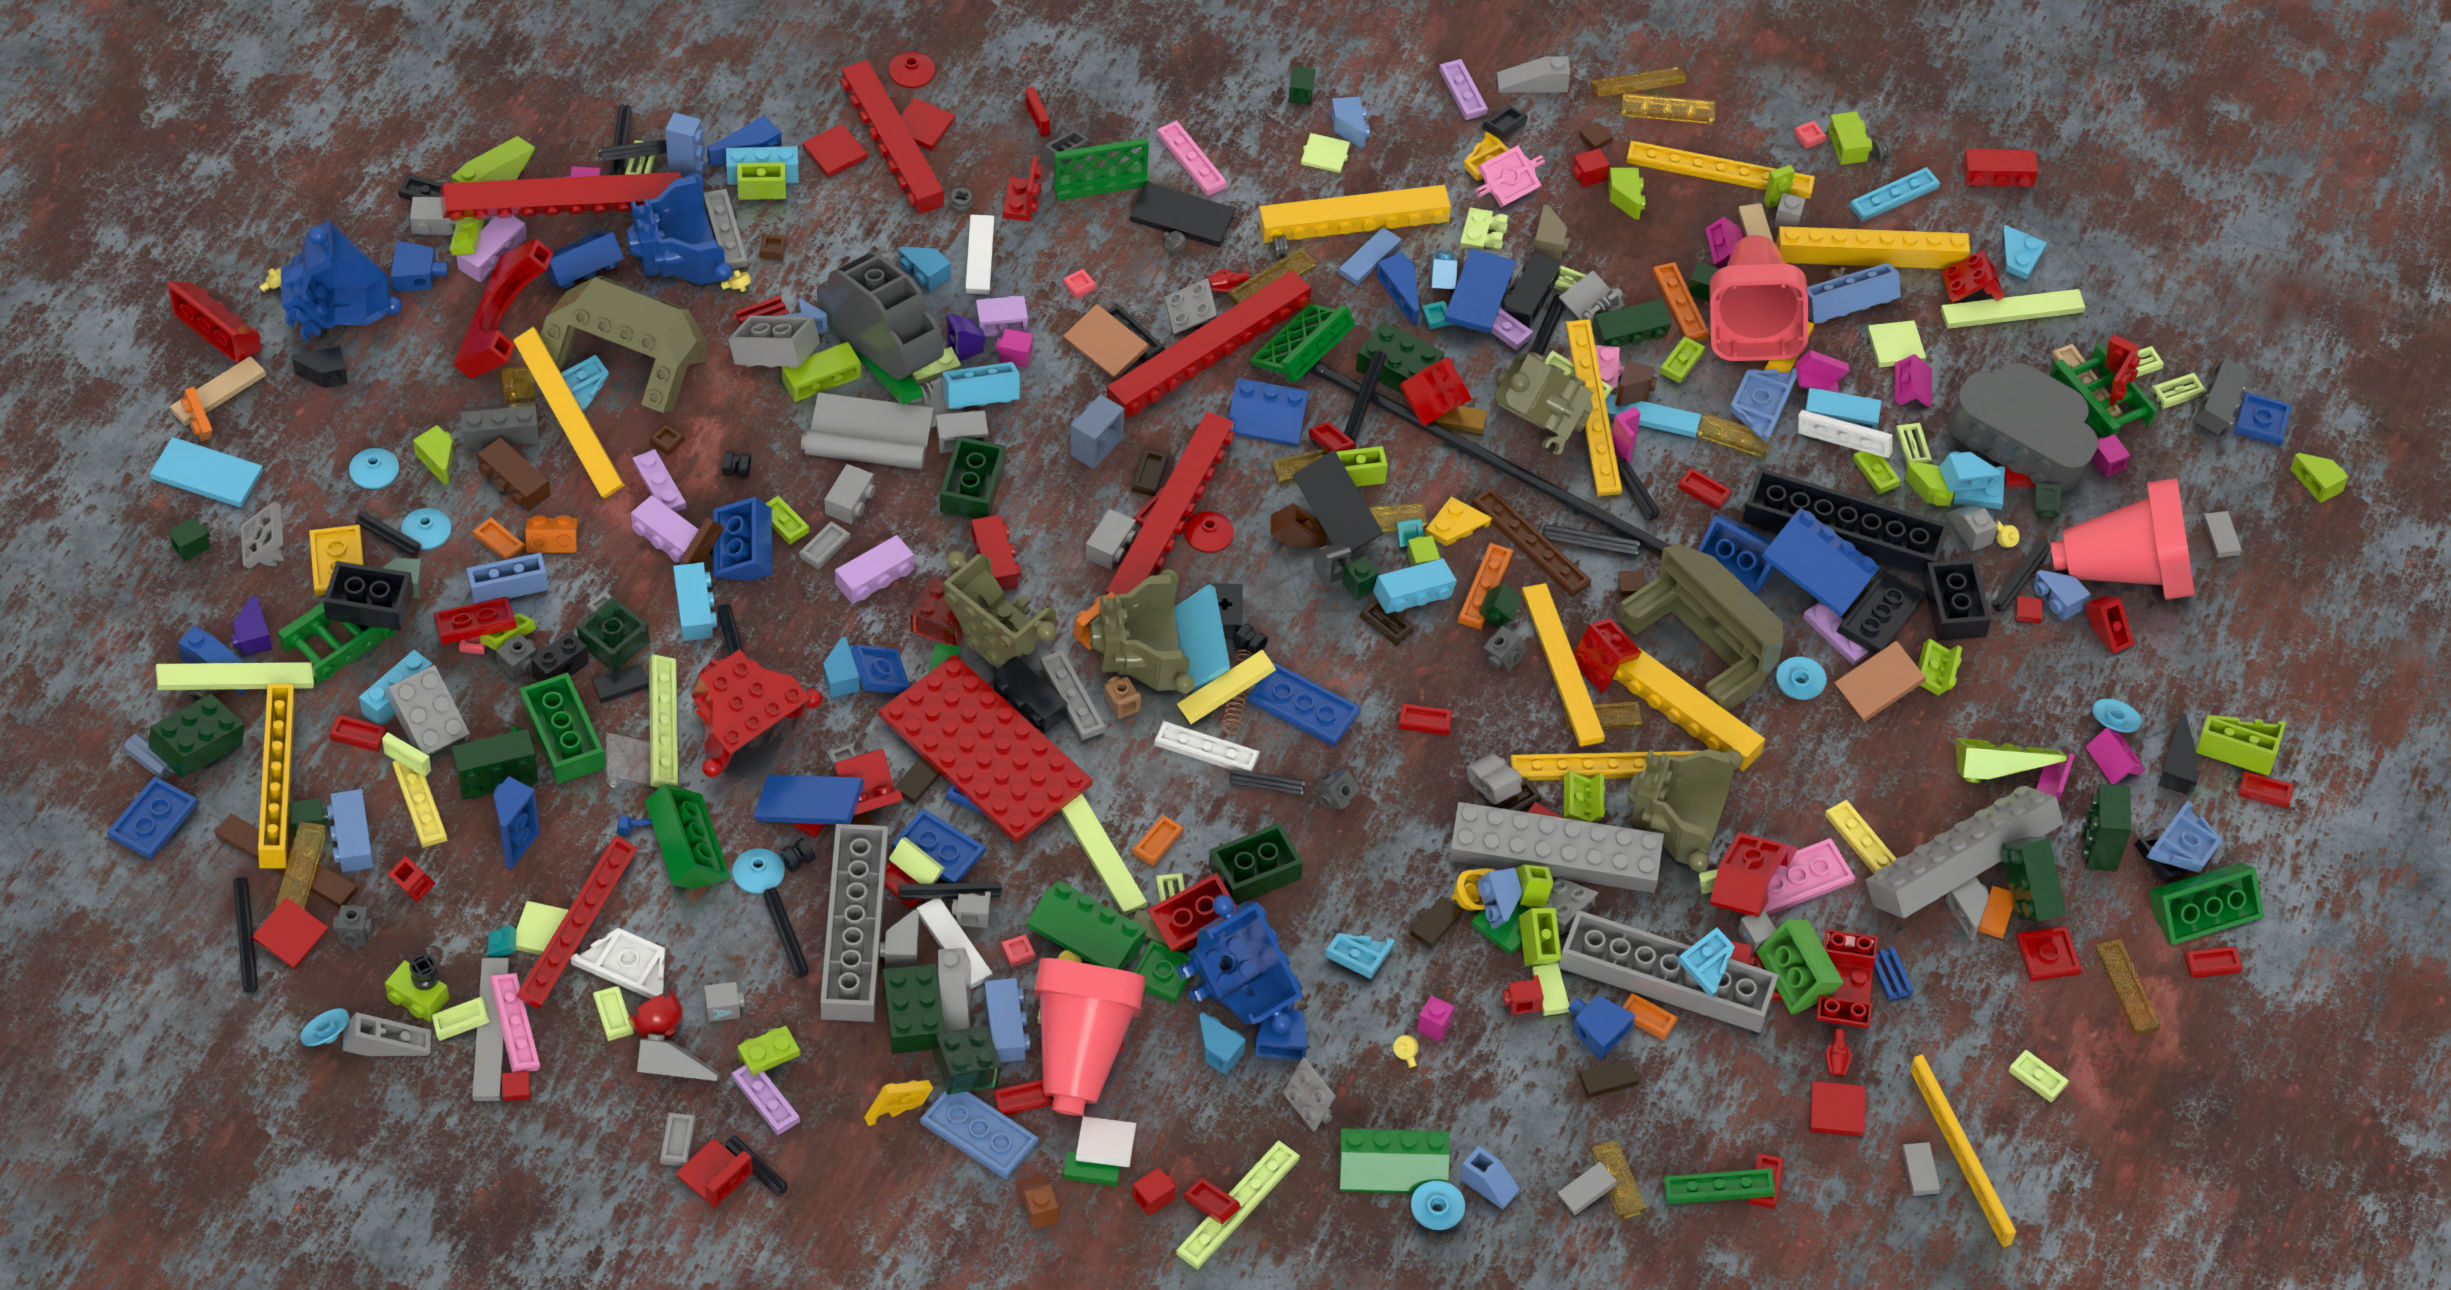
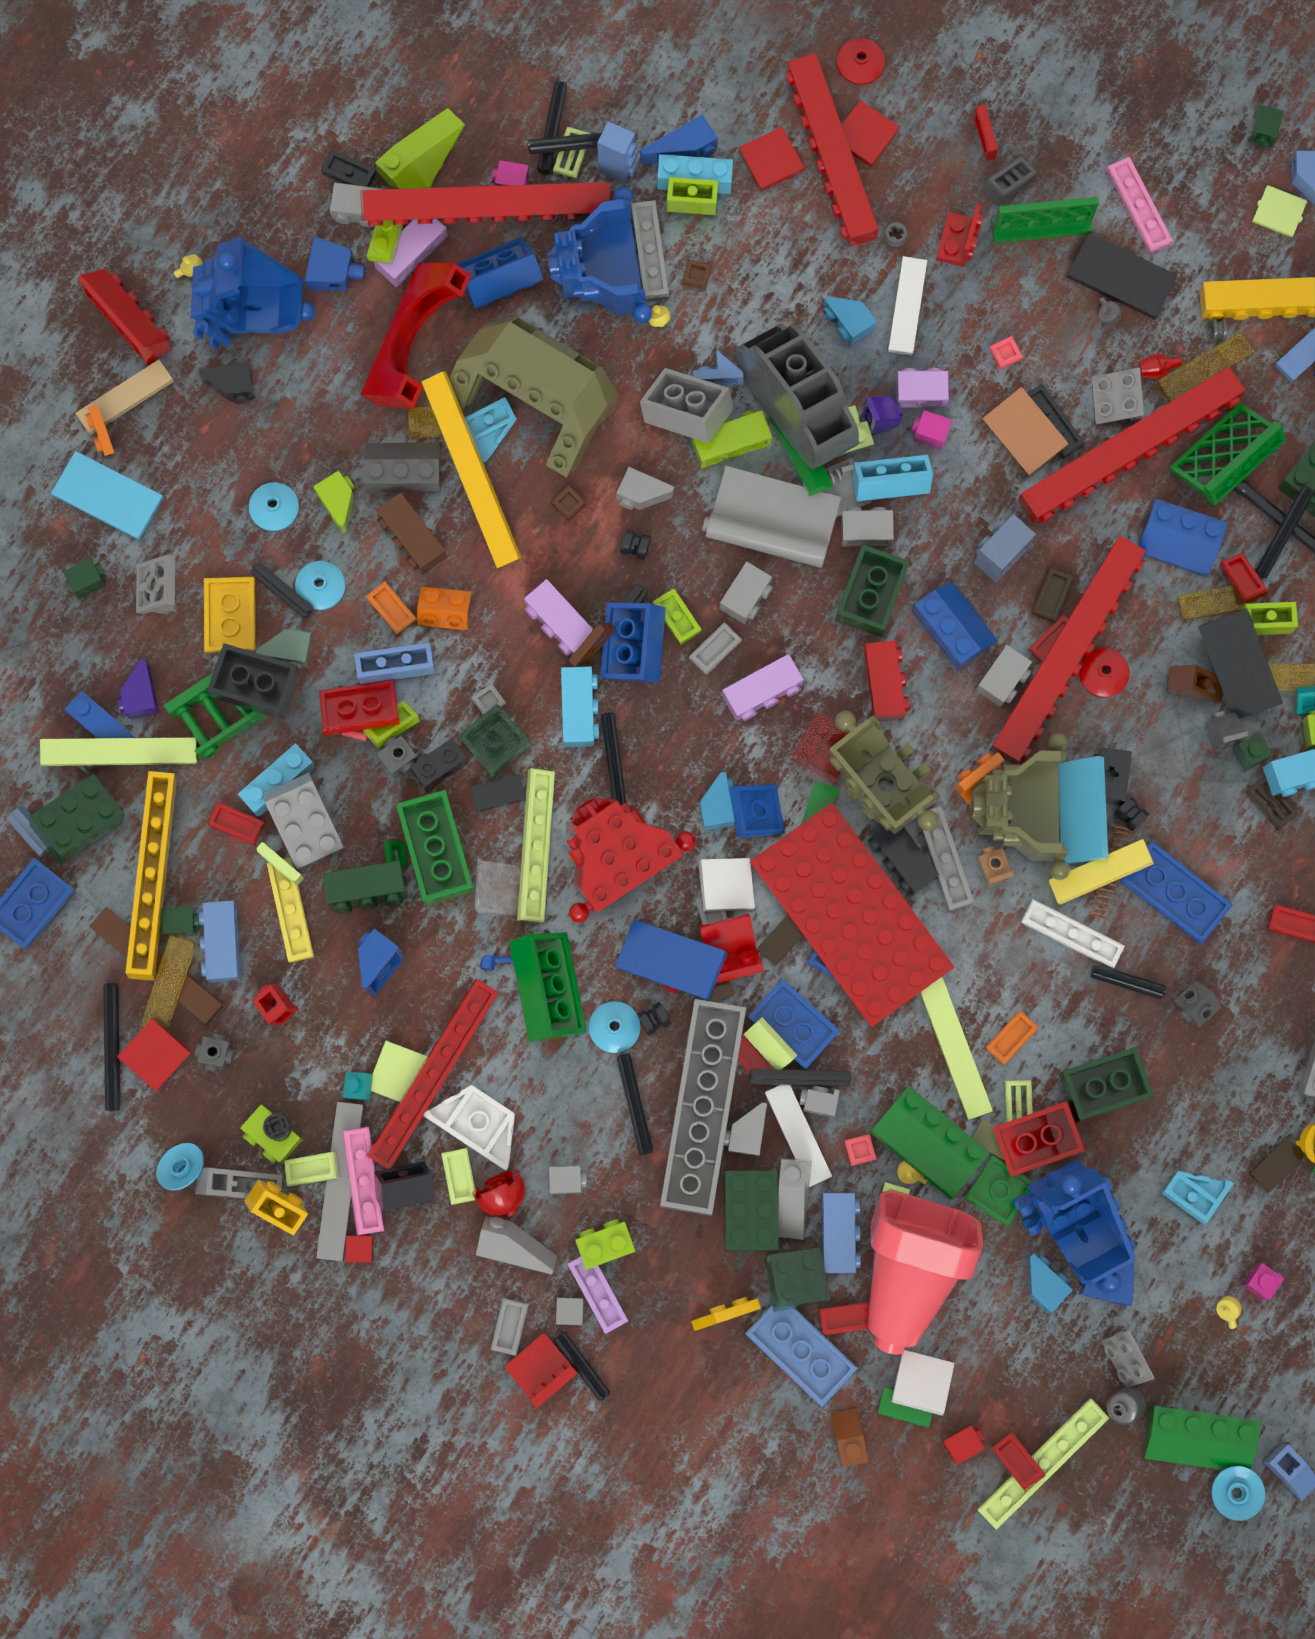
camera: 10 degrees right, 25 degrees up
(428, 1046) = (276, 1207): none -> yellow brick
(557, 1017) = (403, 1186): none -> black brick
(658, 480) = (556, 555): lavender plate -> none
(738, 1119) = (569, 1311): none -> light grey tile
(739, 420) = (642, 490): none -> light grey slope
(763, 309) = (677, 349): red tile -> none
(856, 733) = (726, 884): none -> white tile
(1055, 504) = (954, 625): none -> blue slope
(1314, 1138) = (1126, 1406): none -> flat silver head

